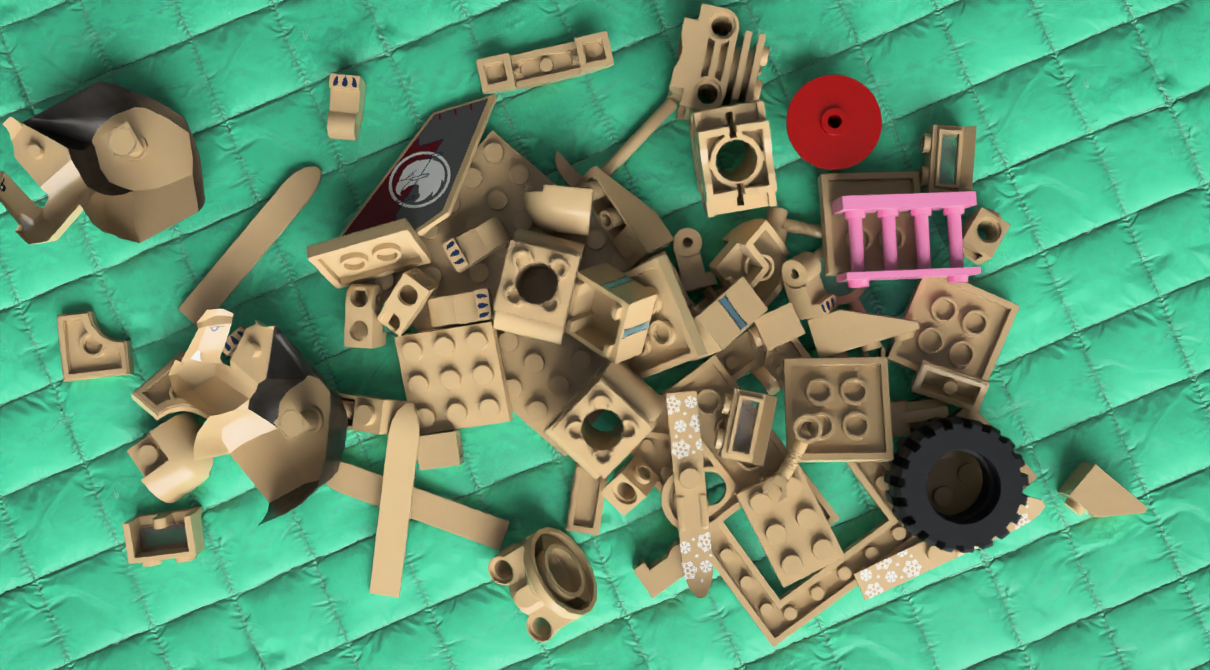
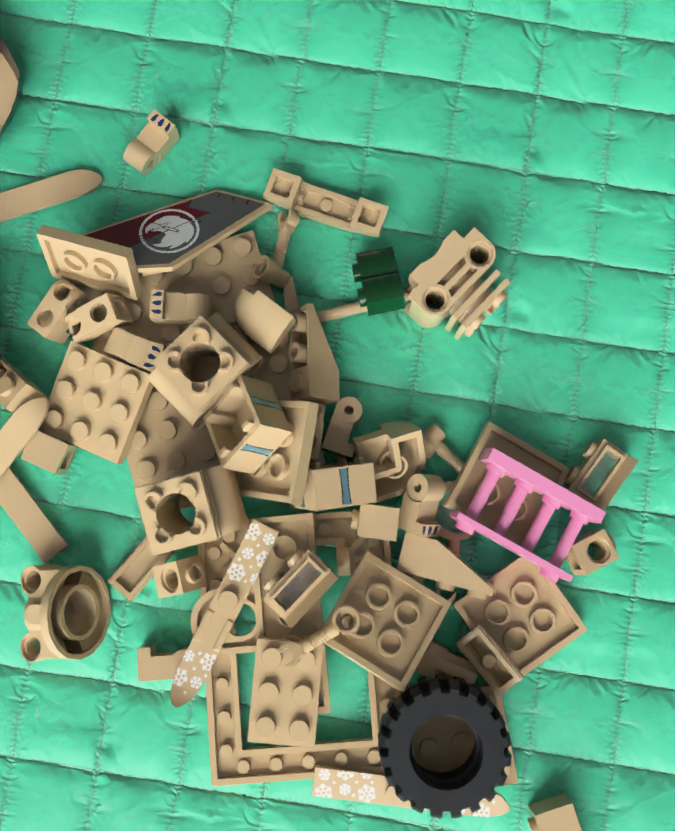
camera: 30 degrees right, 5 degrees down
(532, 158) = (271, 270): none -> tan brick
(641, 106) = (379, 281): none -> dark green brick
(753, 181) = (417, 393): tan piece -> none
(833, 122) = (524, 386): red piece -> none

